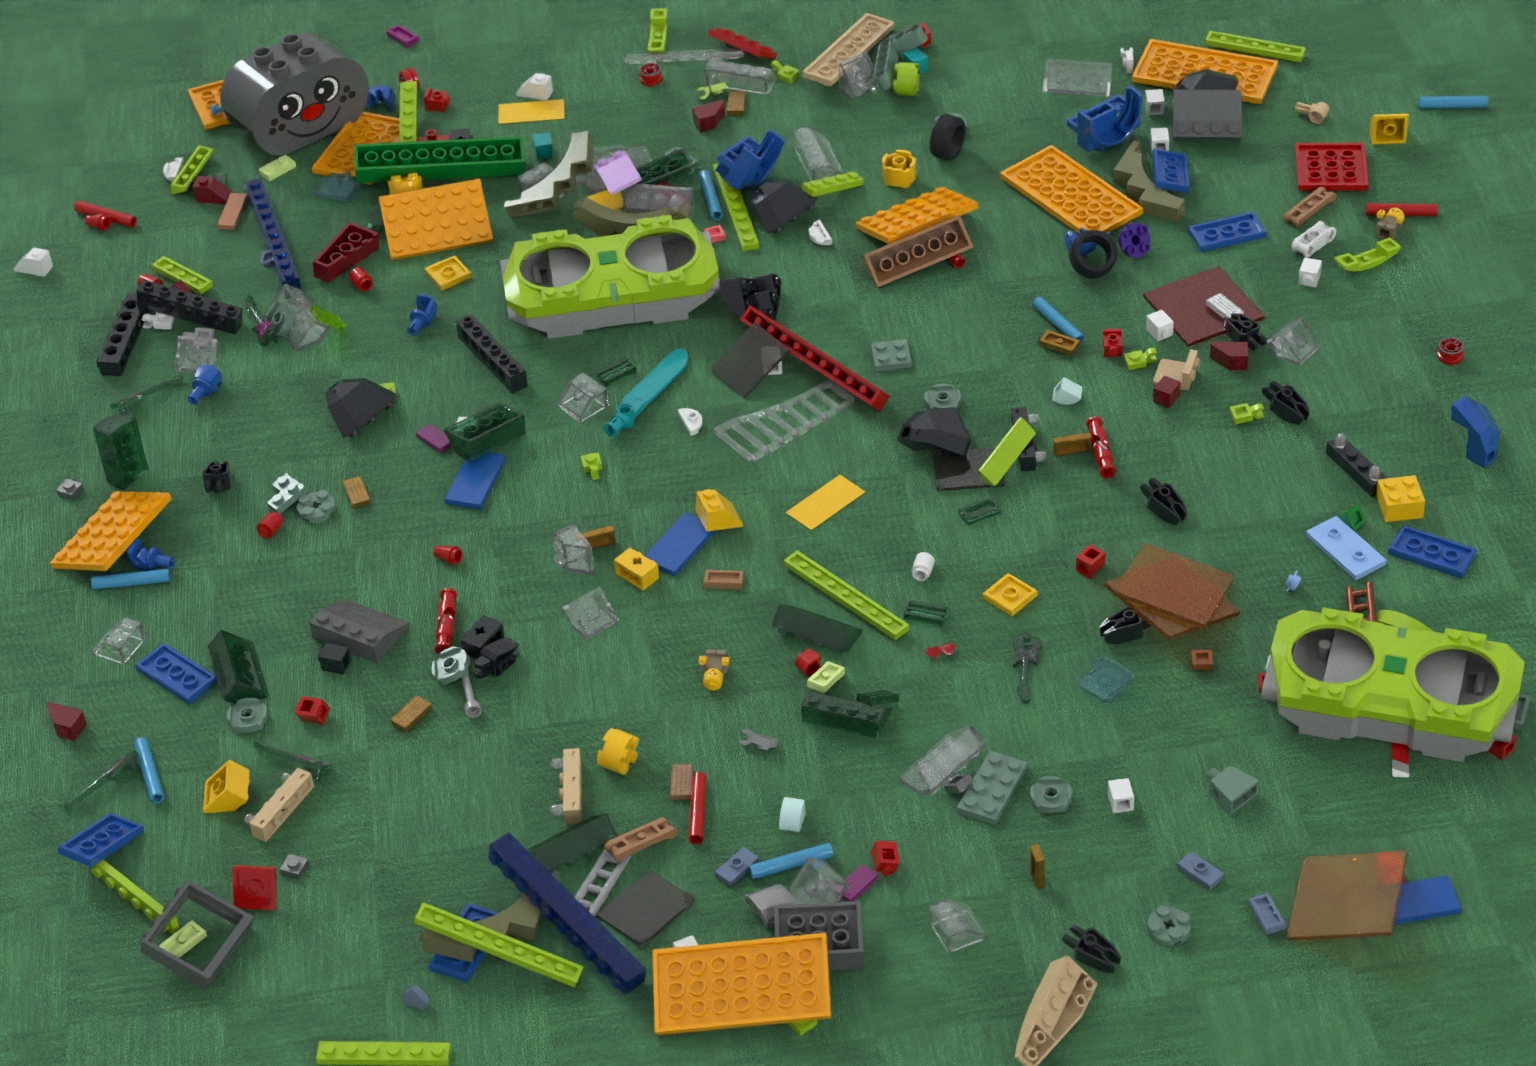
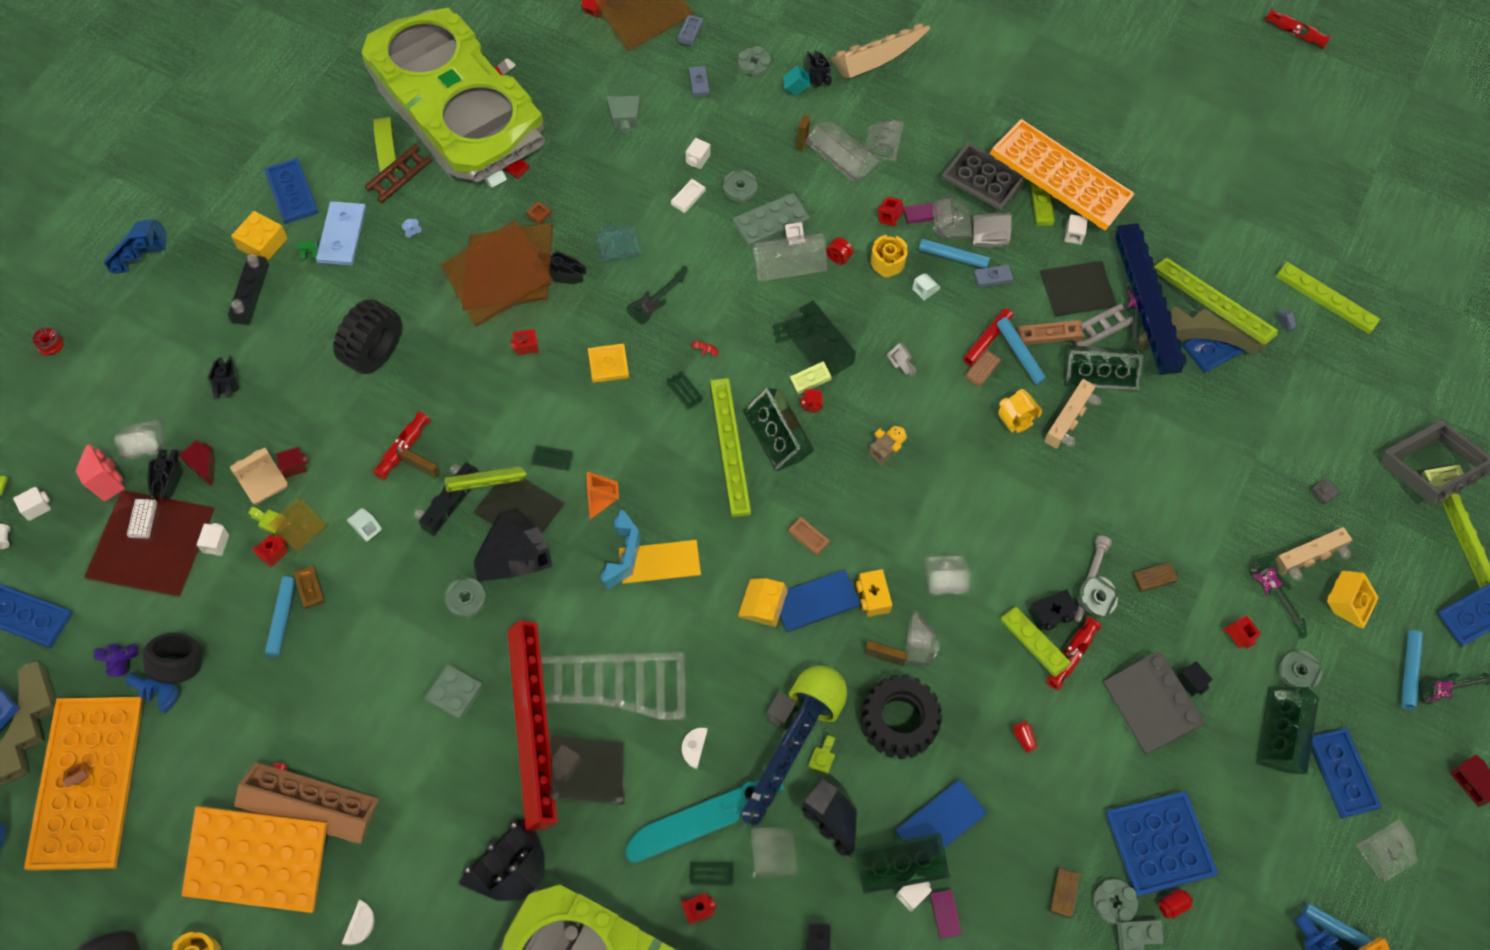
camera: 150 degrees left, 20 degrees up
(254, 887) = (1369, 480): red tile -> none
(301, 551) = (1161, 843): none -> blue plate
(481, 606) = (1035, 641): none -> lime plate
(496, 658) = (1055, 577): black hinge -> none
(550, 489) = (906, 691): none -> black tyre
(555, 426) = (835, 814): none -> black brick
(608, 348) = (694, 916): none -> red brick
(622, 472) = (819, 696): none -> dark blue piece
(645, 467) = (780, 710): none -> dark grey brick
(656, 806) = (1021, 350): none -> dark azure piece
(848, 811) = (888, 255): none -> yellow brick
(867, 498) = (615, 572): none -> dark azure slope
(898, 788) = (839, 251): none -> red wheel
(917, 507) = (600, 493): none -> orange slope
(922, 566) = (649, 428): white brick -> none
(985, 883) = (842, 150): none -> clear slope
(1075, 183) = (76, 774): none -> dark orange plate
(1091, 761) = (688, 195): none -> white tile
(1100, 919) = (796, 80): none -> teal brick
(1111, 363) = (298, 524): none -> clear yellow plate
(1164, 501) = (417, 353): black hinge -> none
(1204, 467) = (367, 336): none -> black tyre
(1244, 413) = (261, 398): lime plate -> none
(1284, 301) = (99, 473): none -> coral slope

